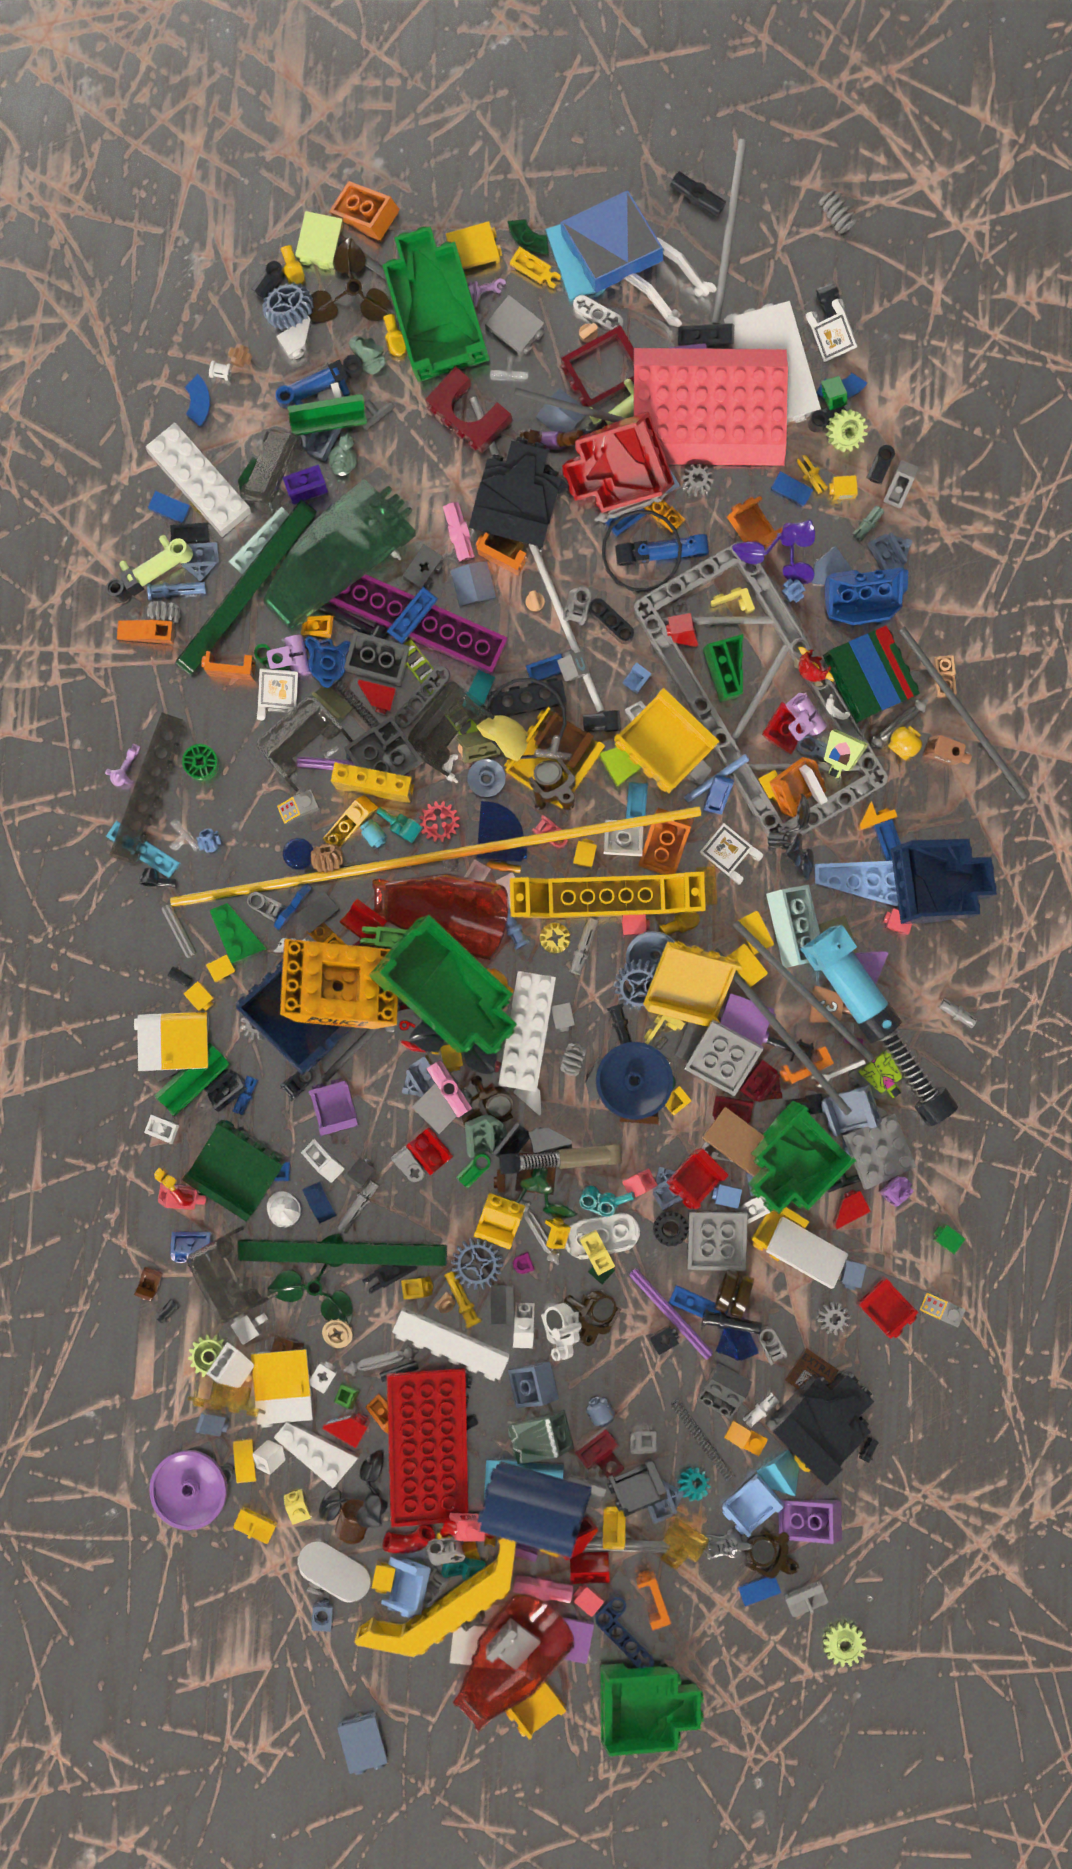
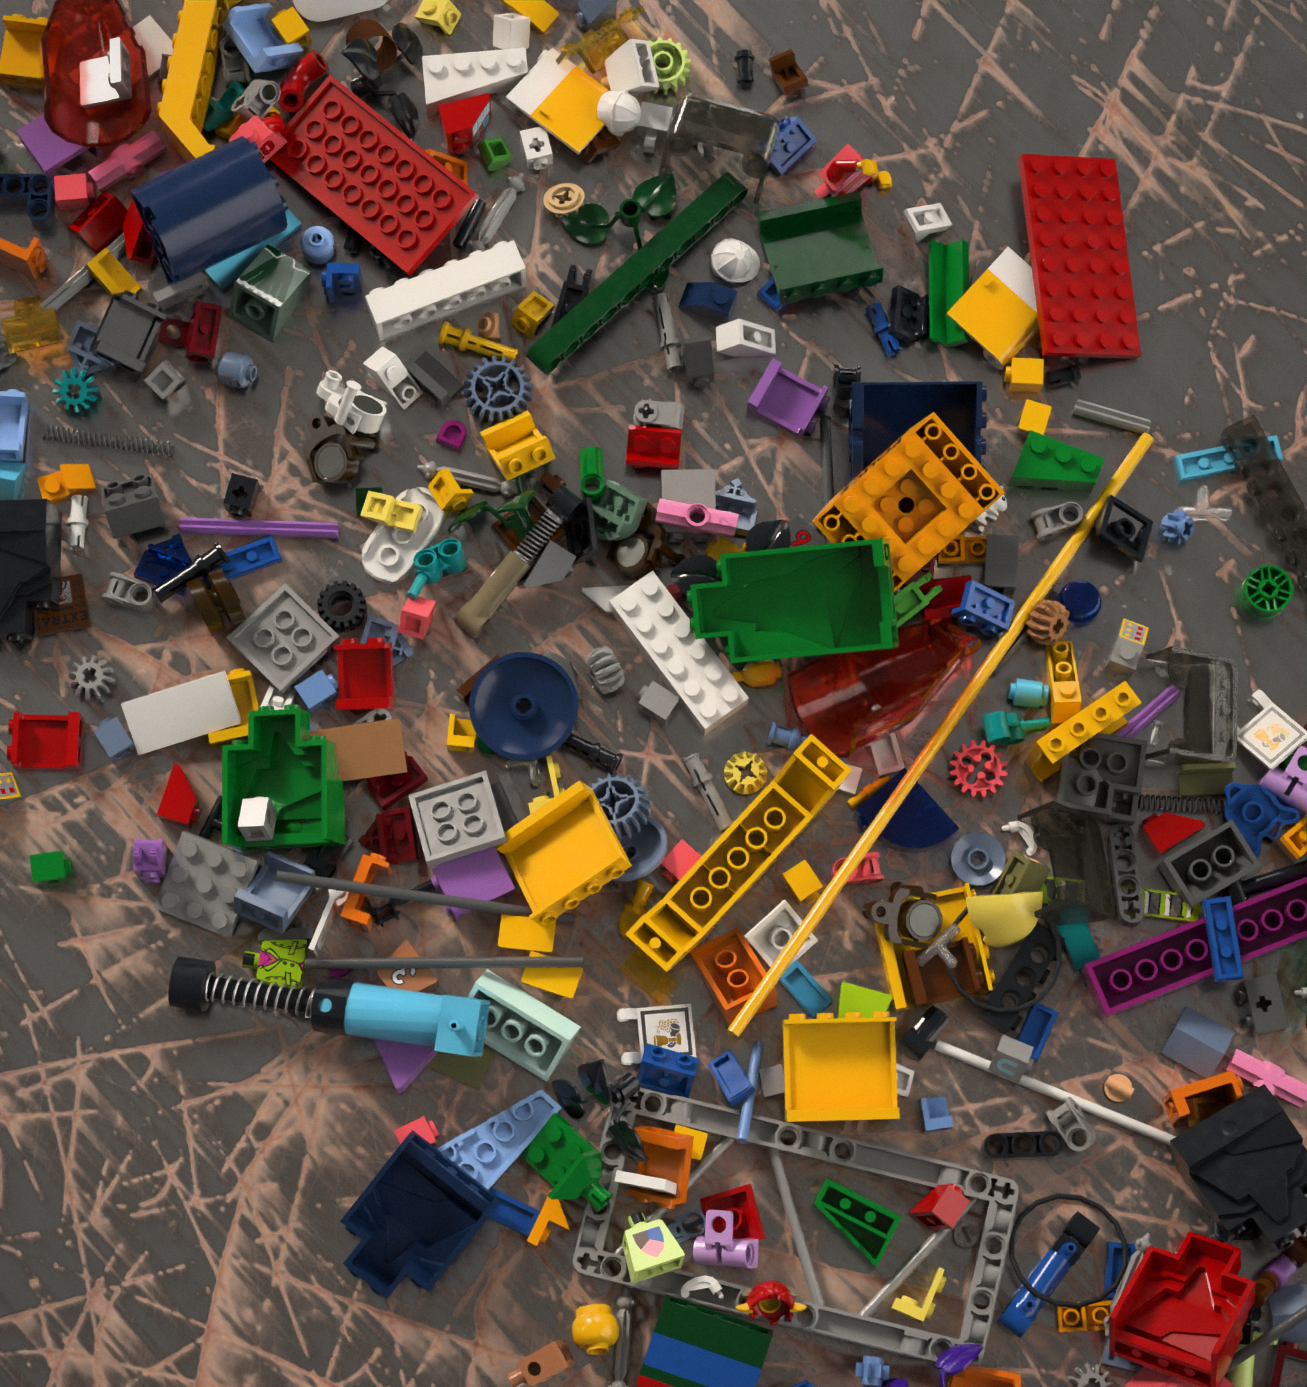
camera: 130 degrees right, 10 degrees down
(105, 1029) = (1079, 257): none -> red plate
(150, 879) = (1192, 438): black bar -> none
(237, 866) = (1124, 528): none -> black slope
(262, 1350) = (618, 112): none -> white piece
(292, 908) = (1030, 552): blue tile -> none
(351, 895) = (984, 609): none -> blue bracket
(487, 1432) = (317, 245): none -> light blue head
(496, 1403) = (341, 276): none -> blue bracket
(533, 1385) = (326, 332): sand blue slope -> none
(745, 830) = (667, 1071): none -> blue bracket
(825, 1156) = (257, 819): none -> brick
(839, 832) = (567, 1163): none -> green plate
(958, 1013) = (262, 1105): light grey pin -> none

